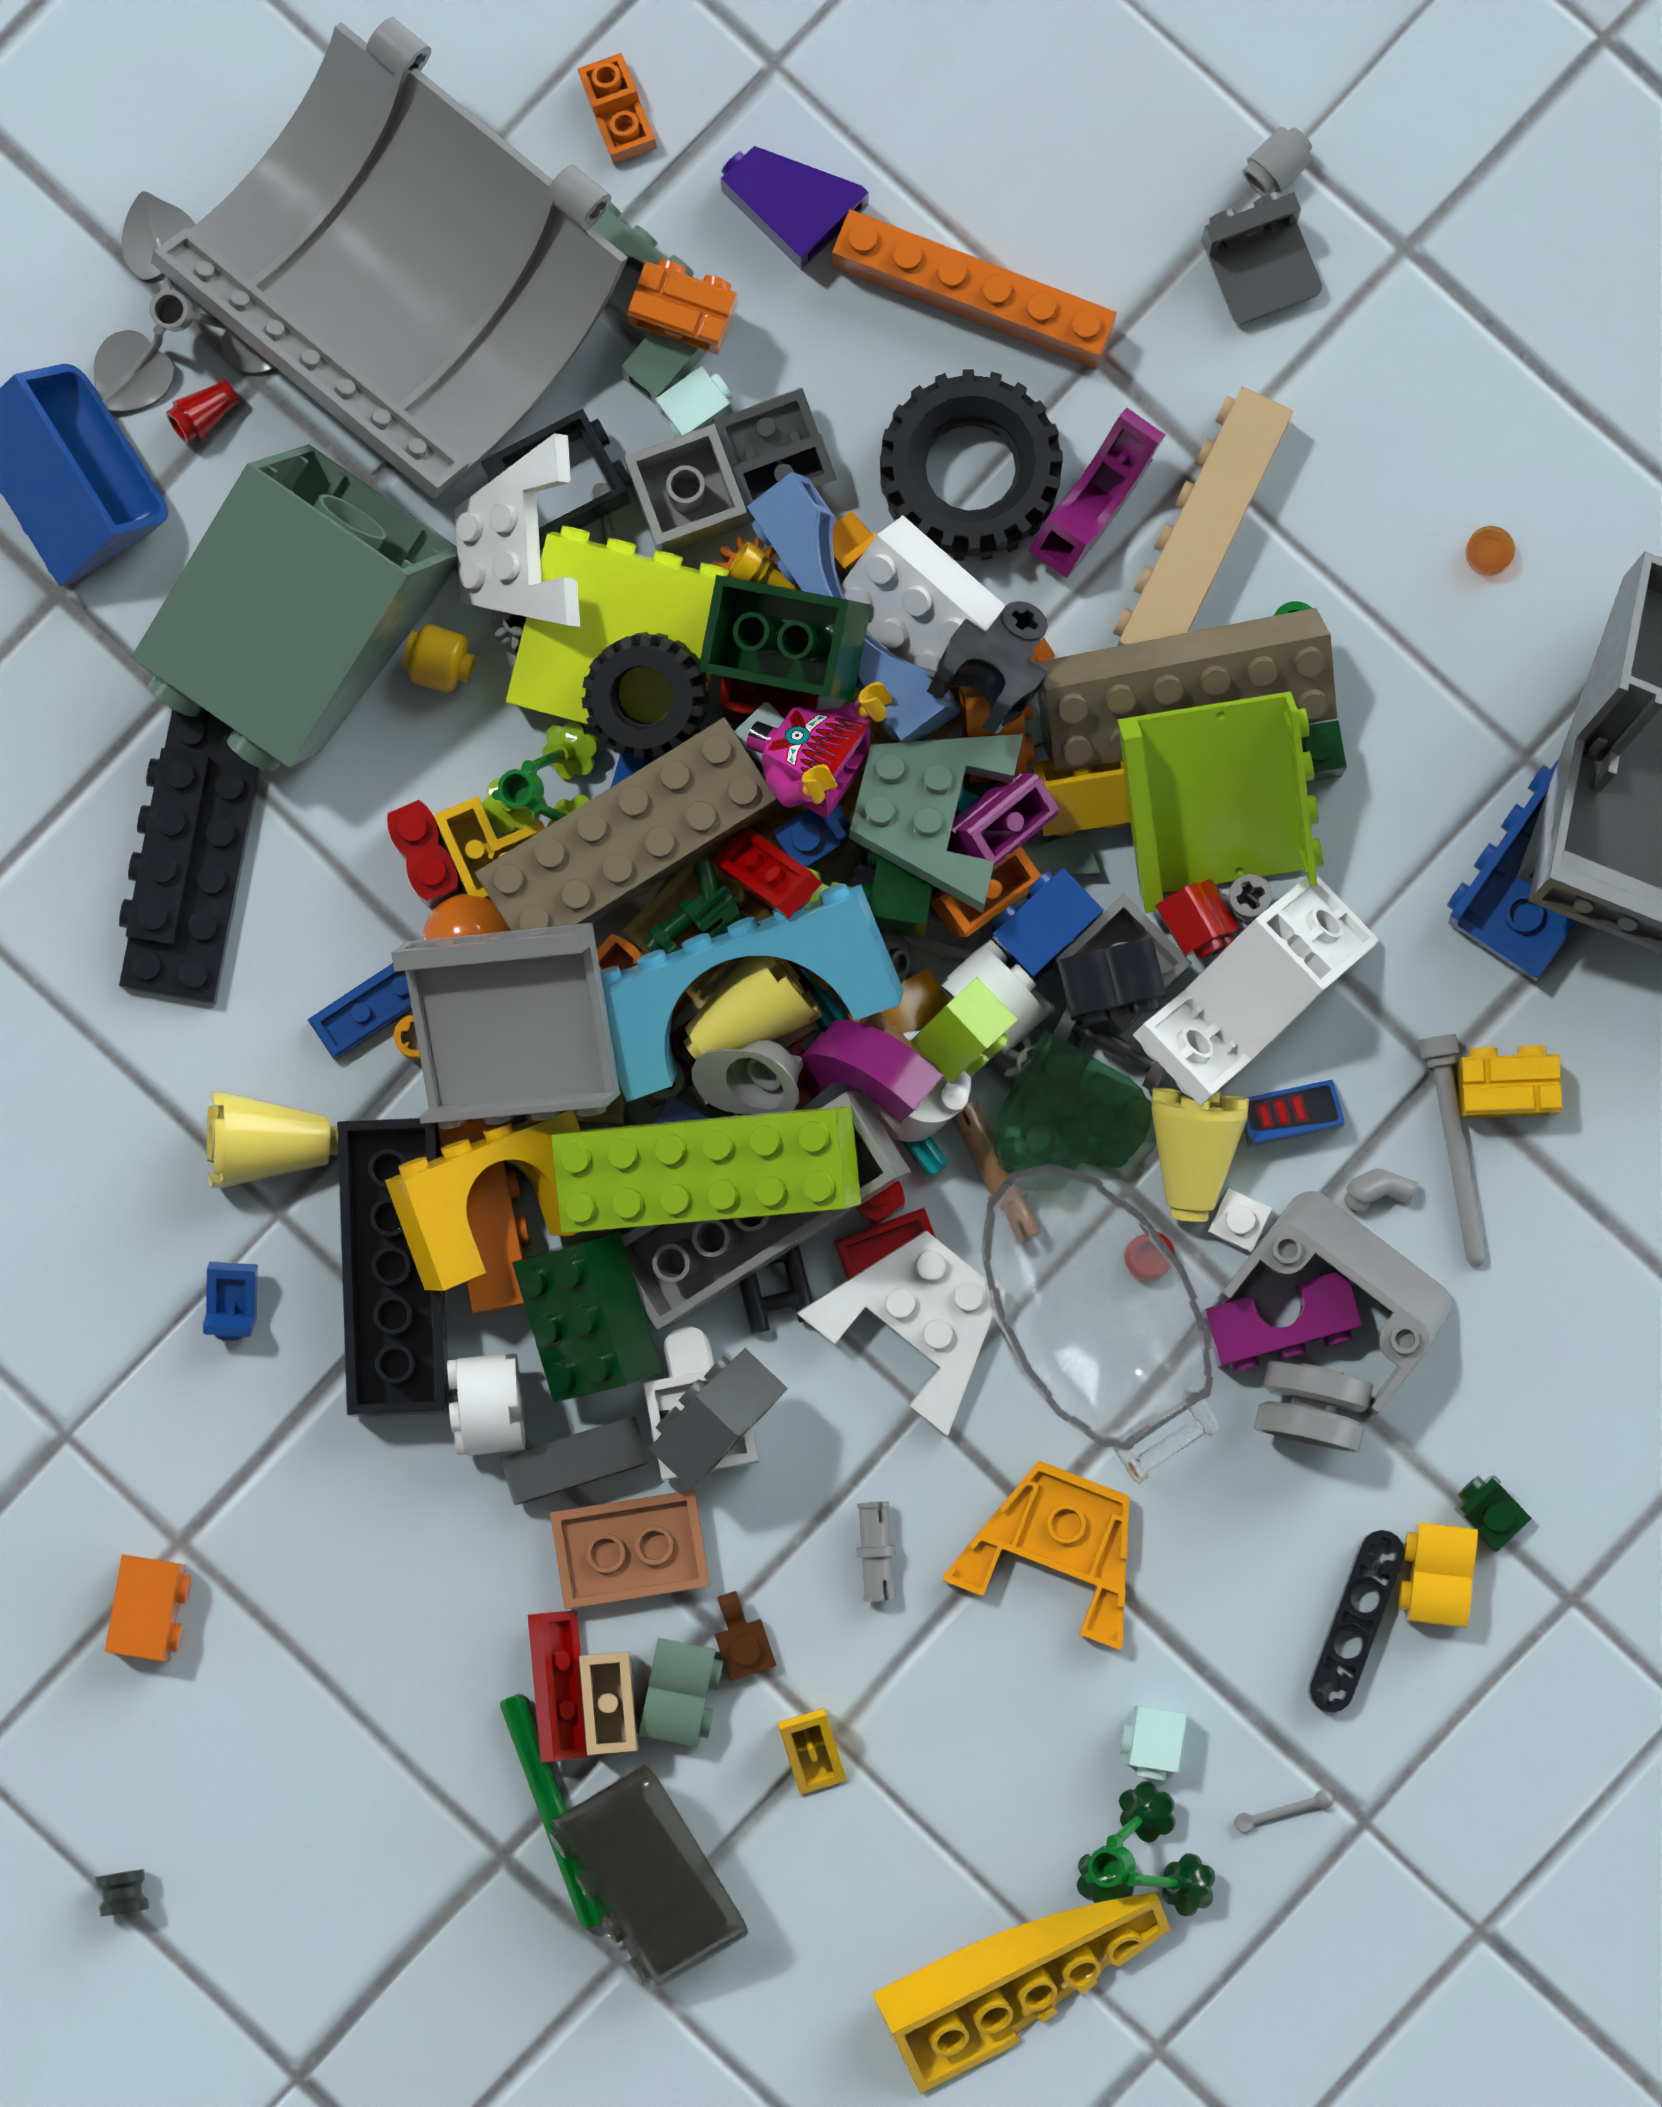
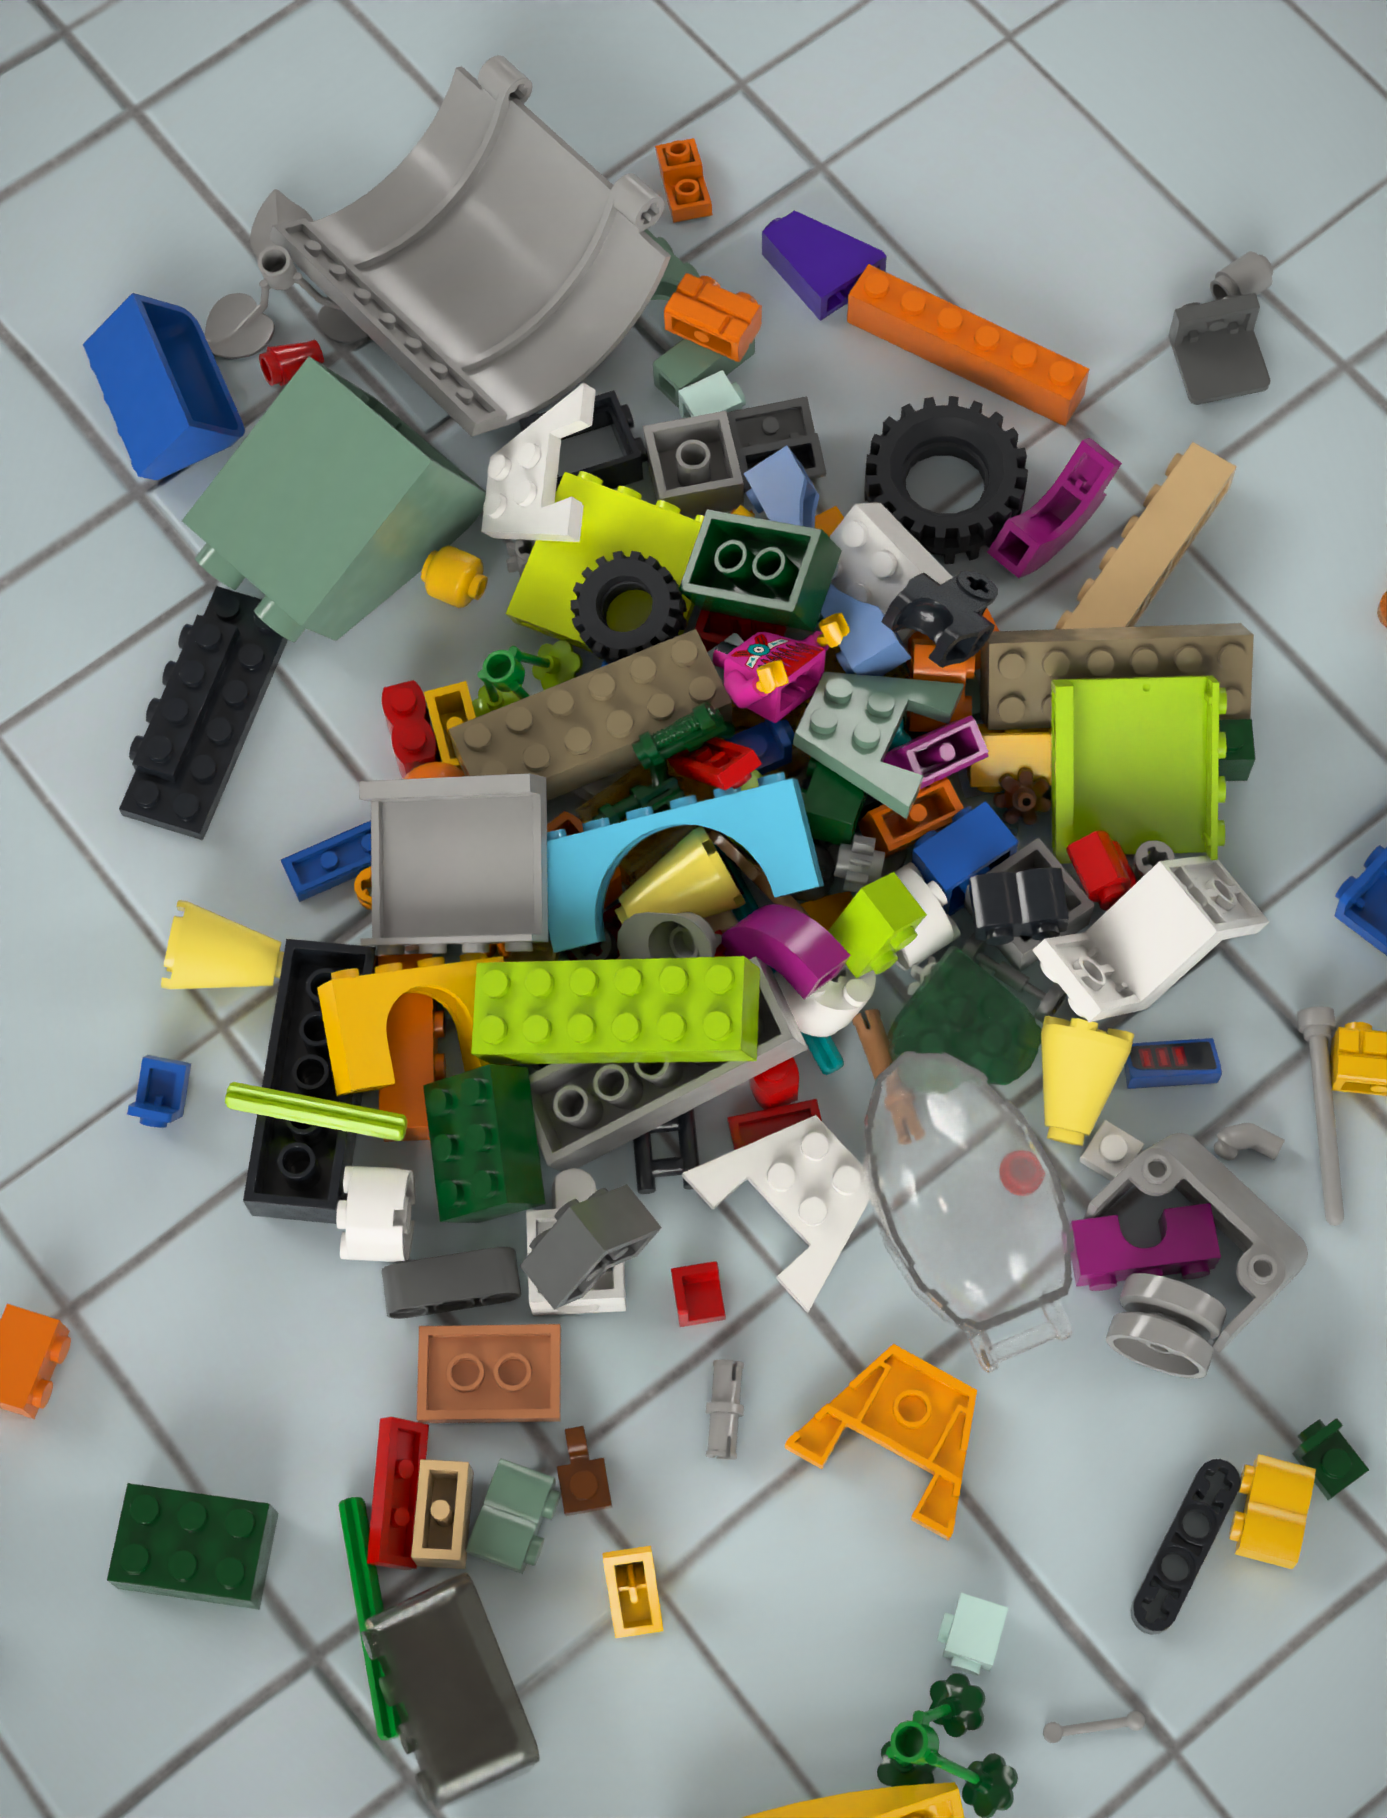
camera: 10 degrees right, 15 degrees down
(362, 1770) = (193, 1546): none -> dark green brick
(406, 1311) = (316, 1111): none -> lime axle
(733, 842) = (683, 734): none -> dark green piece
(831, 1437) = (698, 1294): none -> red panel
(937, 956) = (859, 863): none -> light grey gear
(1101, 840) = (1019, 789): none -> reddish brown plant

